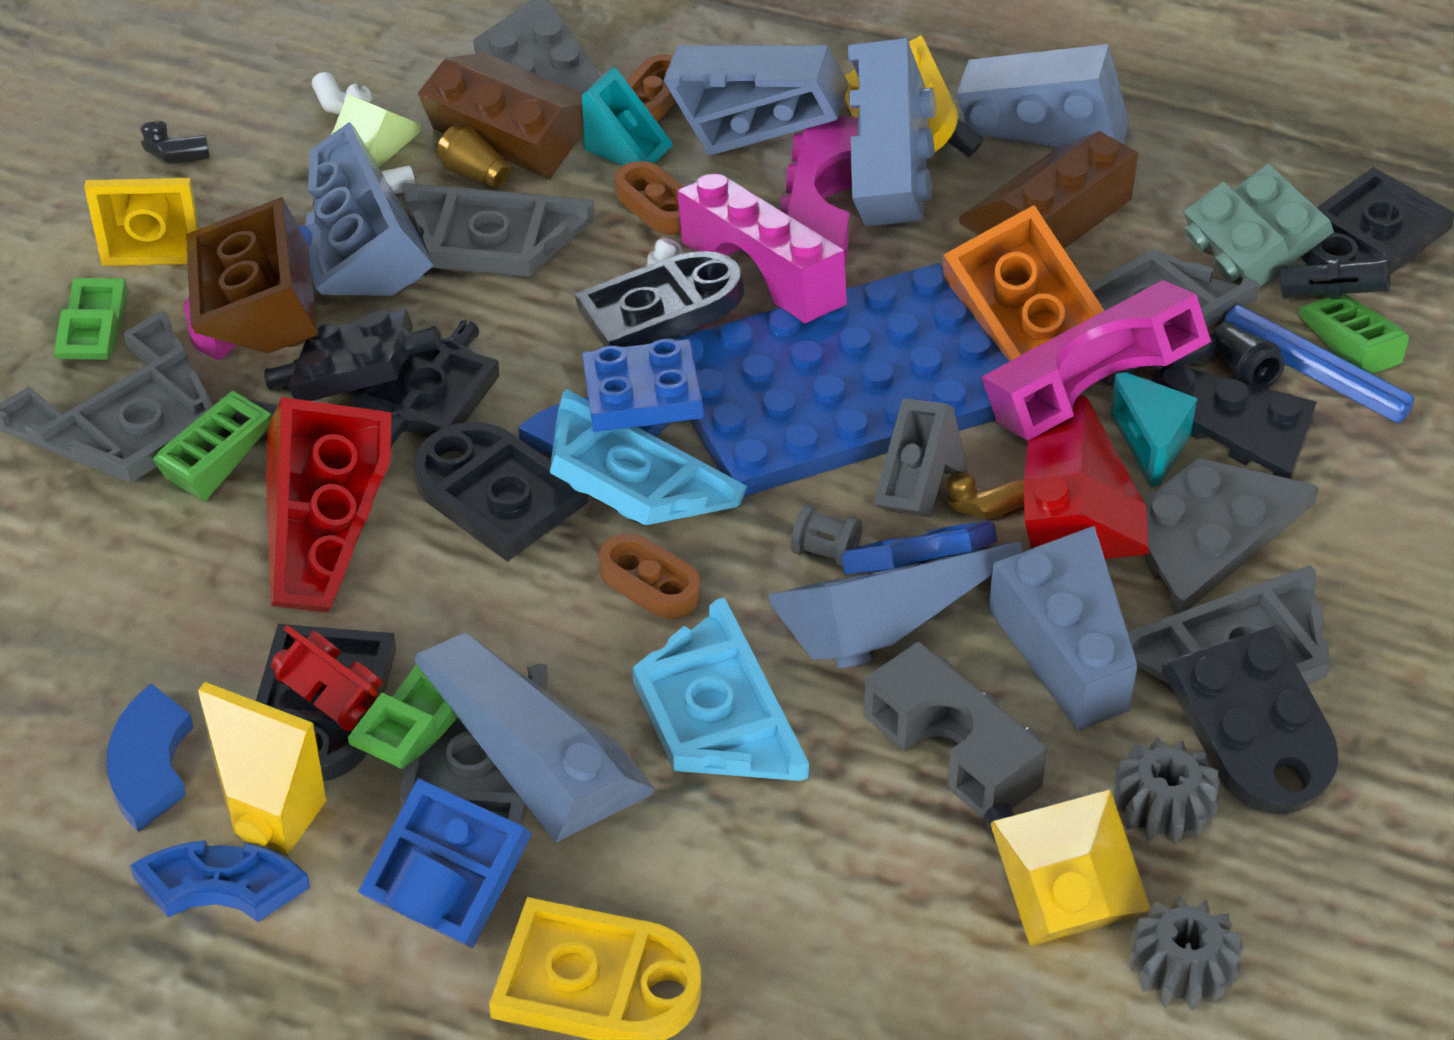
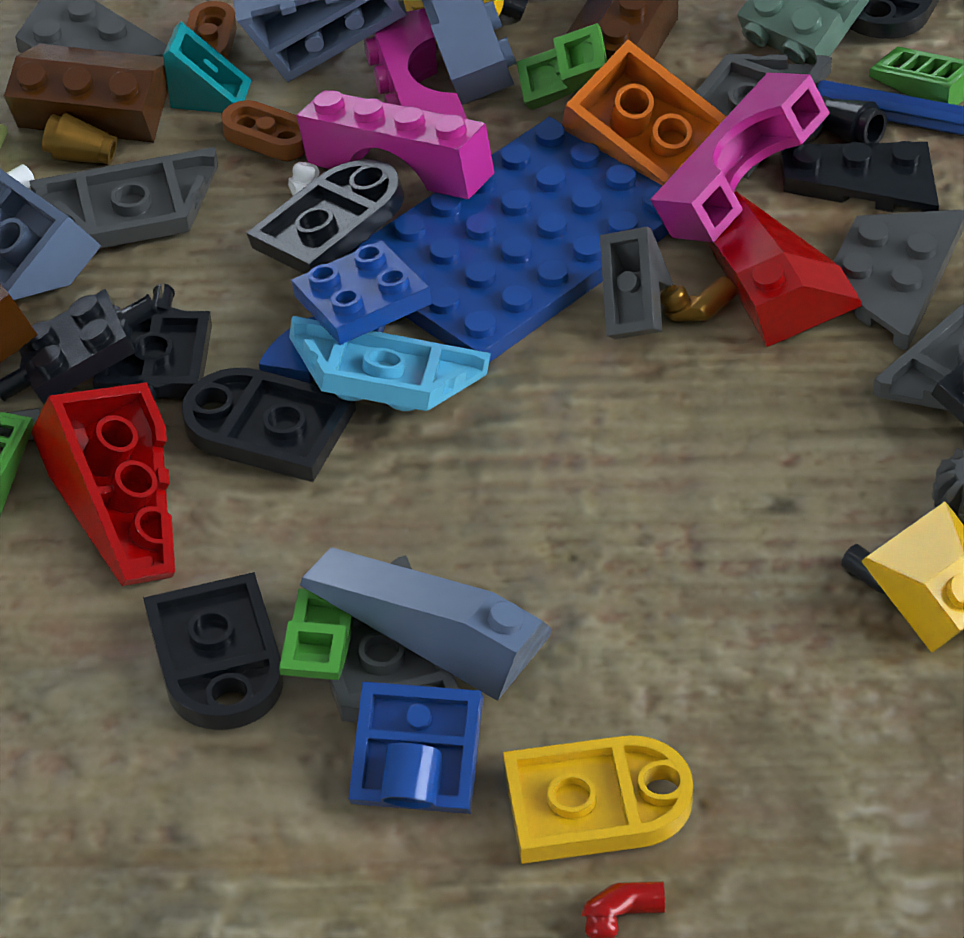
camera: 20 degrees left, 0 degrees up
(142, 756) = (79, 754): blue tile -> none
(223, 875) = (218, 827): blue tile -> none
(264, 767) = (205, 720): yellow slope -> none
(312, 664) = (207, 616): red hinge -> none
(656, 576) = (449, 454): dark orange plate -> none
(716, 704) = (570, 542): medium azure wing -> none
(810, 523) = (584, 363): dark grey bush -> none
(880, 608) = (663, 416): sand blue wedge -> none
(904, 551) = (677, 353): blue tile -> none
(926, 698) = (746, 479): dark grey arch -> none
(963, 217) = (562, 69): none -> bright green slope
(1068, 625) = (831, 384): sand blue wedge -> none
(1152, 422) = (802, 198): teal slope -> none
(1299, 282) = (921, 26): black pin -> none

